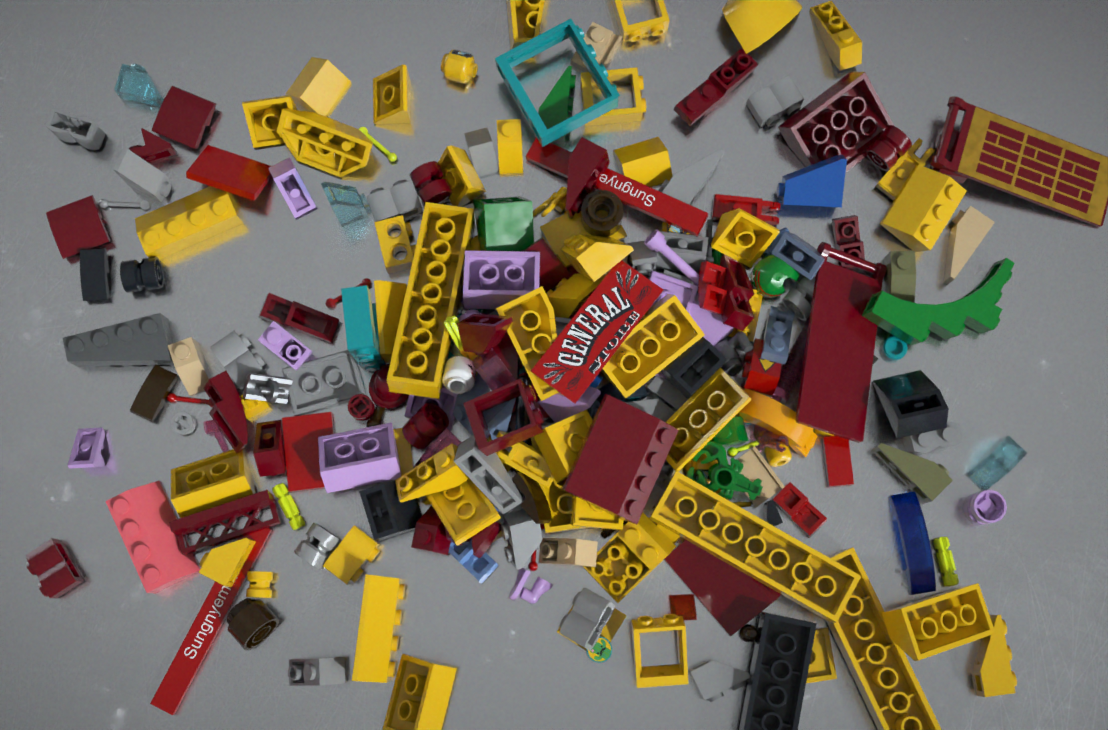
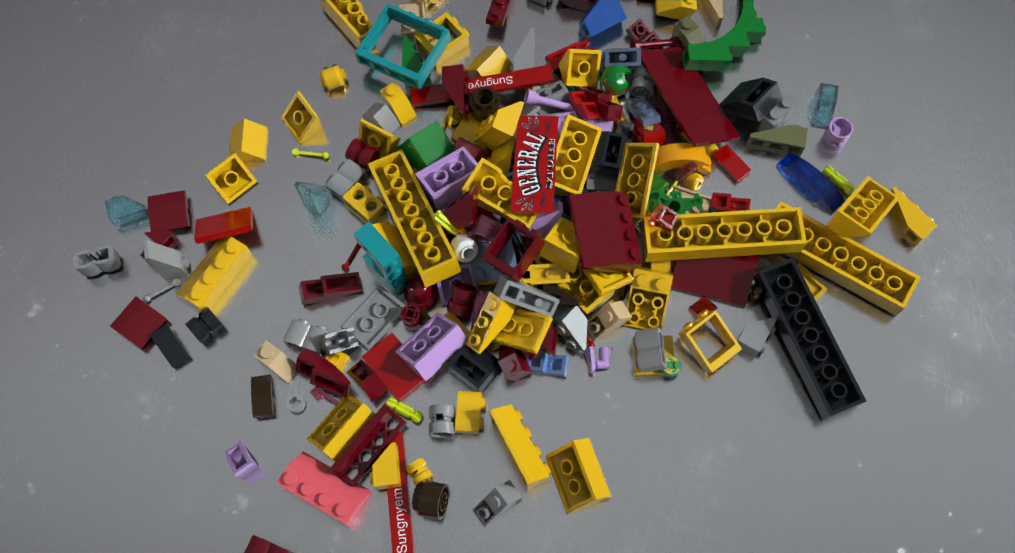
camera: 30 degrees left, 10 degrees down
(125, 344) = (220, 377): dark grey wedge -> none
(171, 397) = (276, 392): red hinge -> none
(284, 346) = (333, 309): lavender slope -> none
(292, 187) = (271, 210): lavender slope -> none
(324, 142) = (275, 171): yellow wedge -> none
(696, 488) = (664, 217): none -> clear red slope
(894, 348) = (716, 80): teal tile -> none

